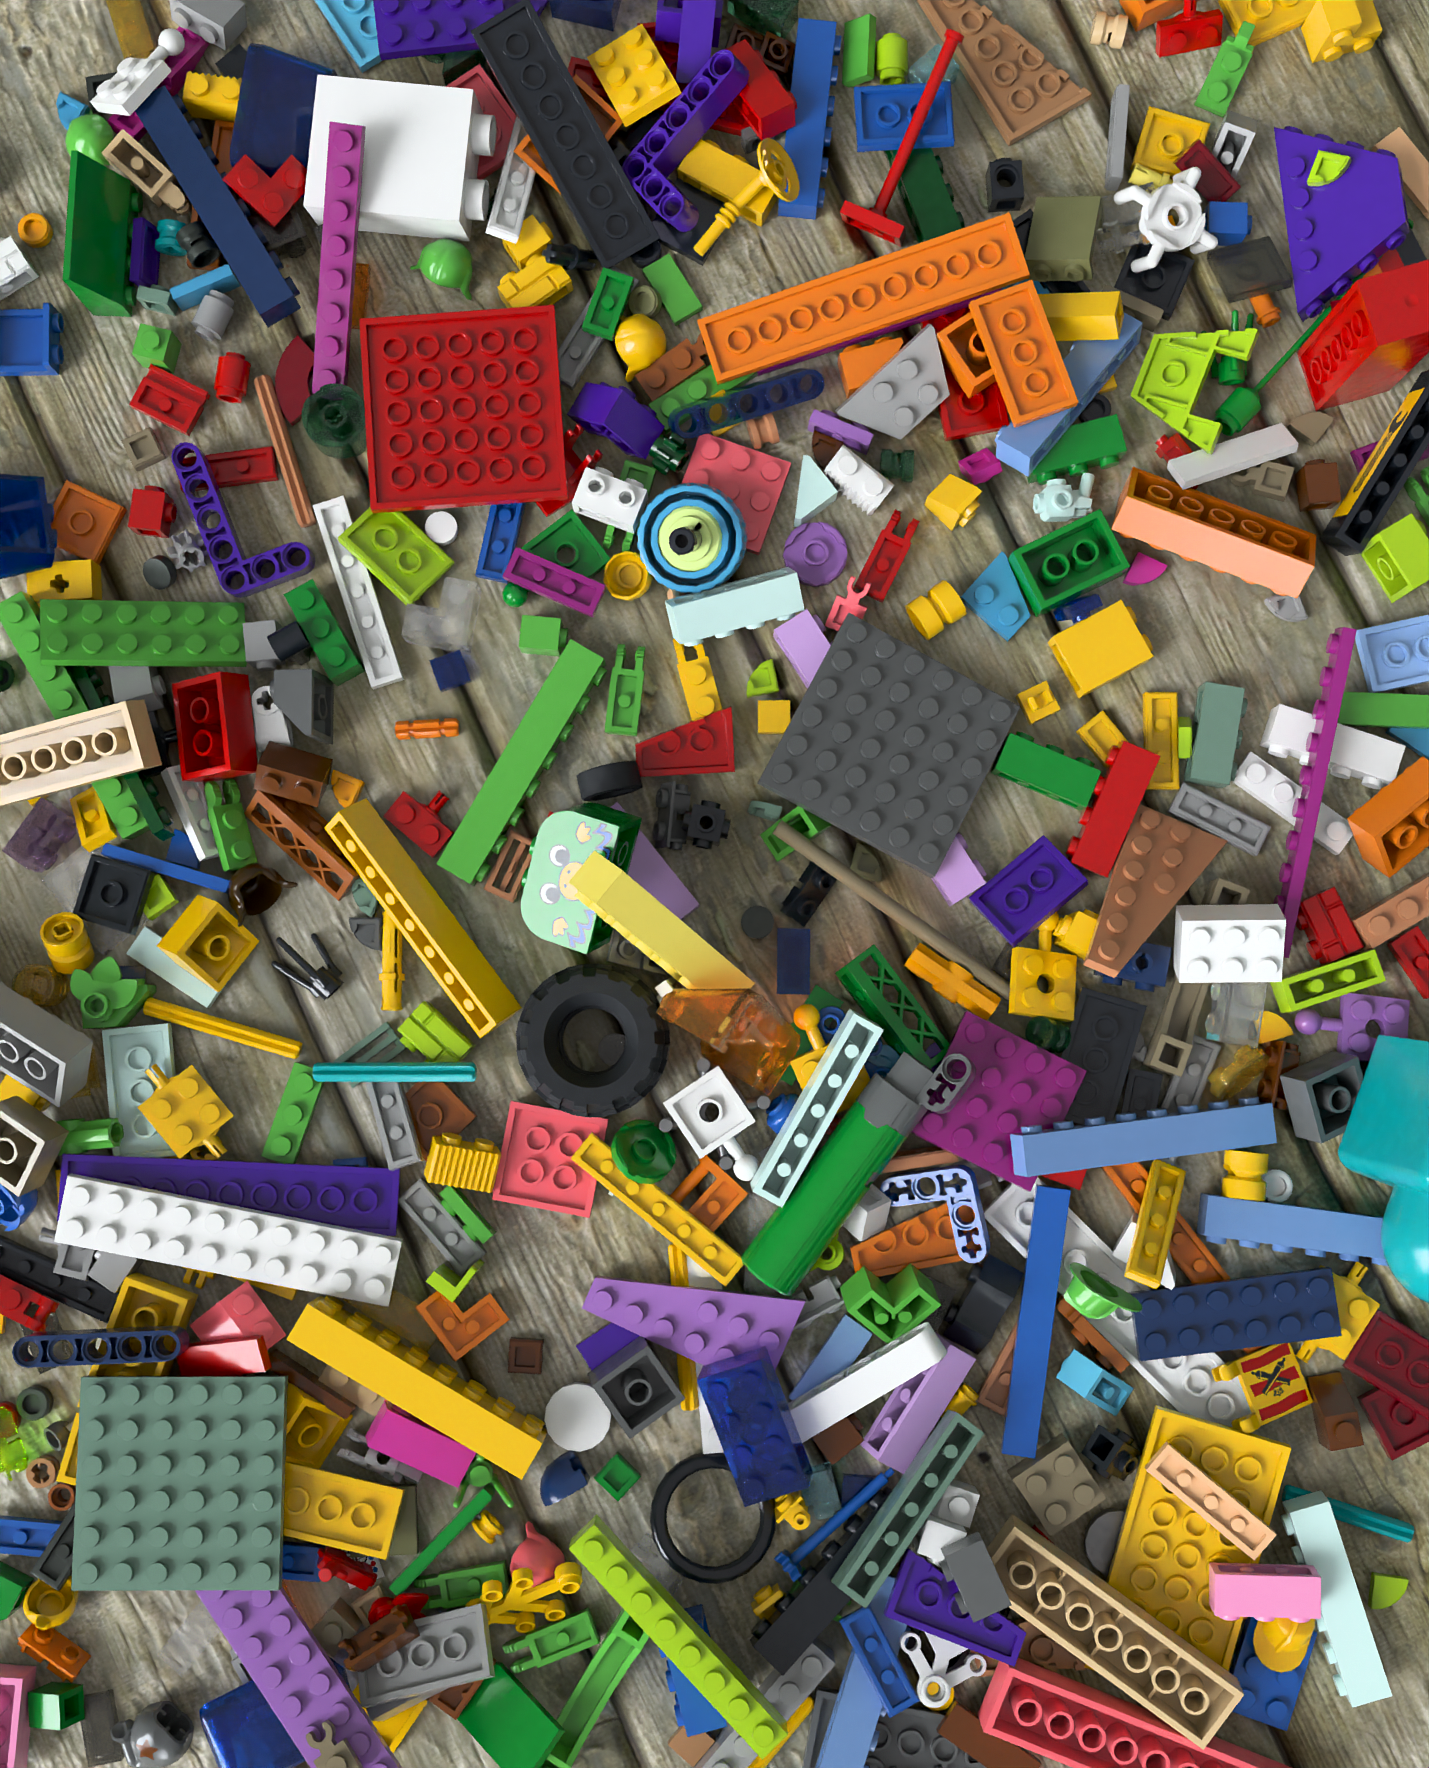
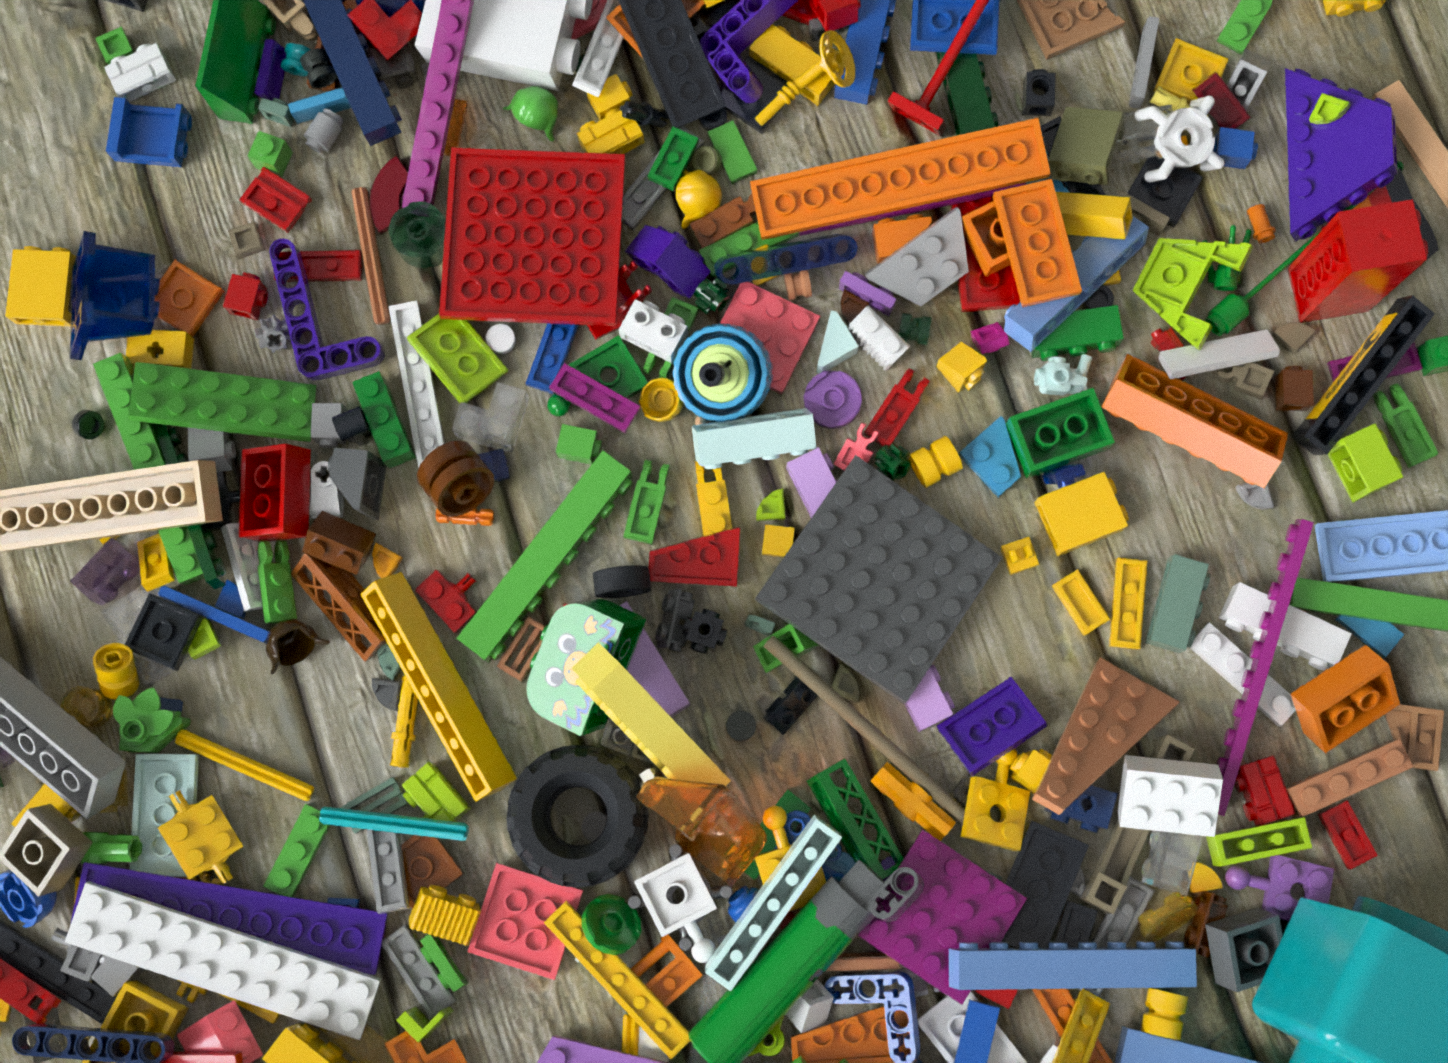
camera: 10 degrees right, 5 degrees down
(35, 230) = (178, 40): light orange tile -> none
(148, 954) = (211, 704): light aqua tile -> none
(159, 572) = (245, 349): pearl dark grey tile -> none
(208, 942) = (242, 685): yellow slope -> none
(232, 377) = (332, 186): red brick -> none
(323, 981) = (341, 733): black plant -> none
(412, 688) = (455, 478): none -> reddish brown wheel
(793, 961) = (769, 765): clear blue plate -> none
(890, 615) = (893, 461): none -> dark green gear
(1046, 770) = (1020, 618): green brick -> none
(1048, 1034) = (995, 860): clear green wheel -> none
(1112, 809) = (1077, 659): red brick -> none
(1143, 570) = (1128, 447): dark pink tile -> none
(1184, 737) = (1149, 606): lime tile -> none
(1219, 819) = (1174, 681): light grey tile -> none
(1249, 269) = (1251, 190): clear smoke tile -> none
(1278, 1185) = (1194, 1028): white tile -> none

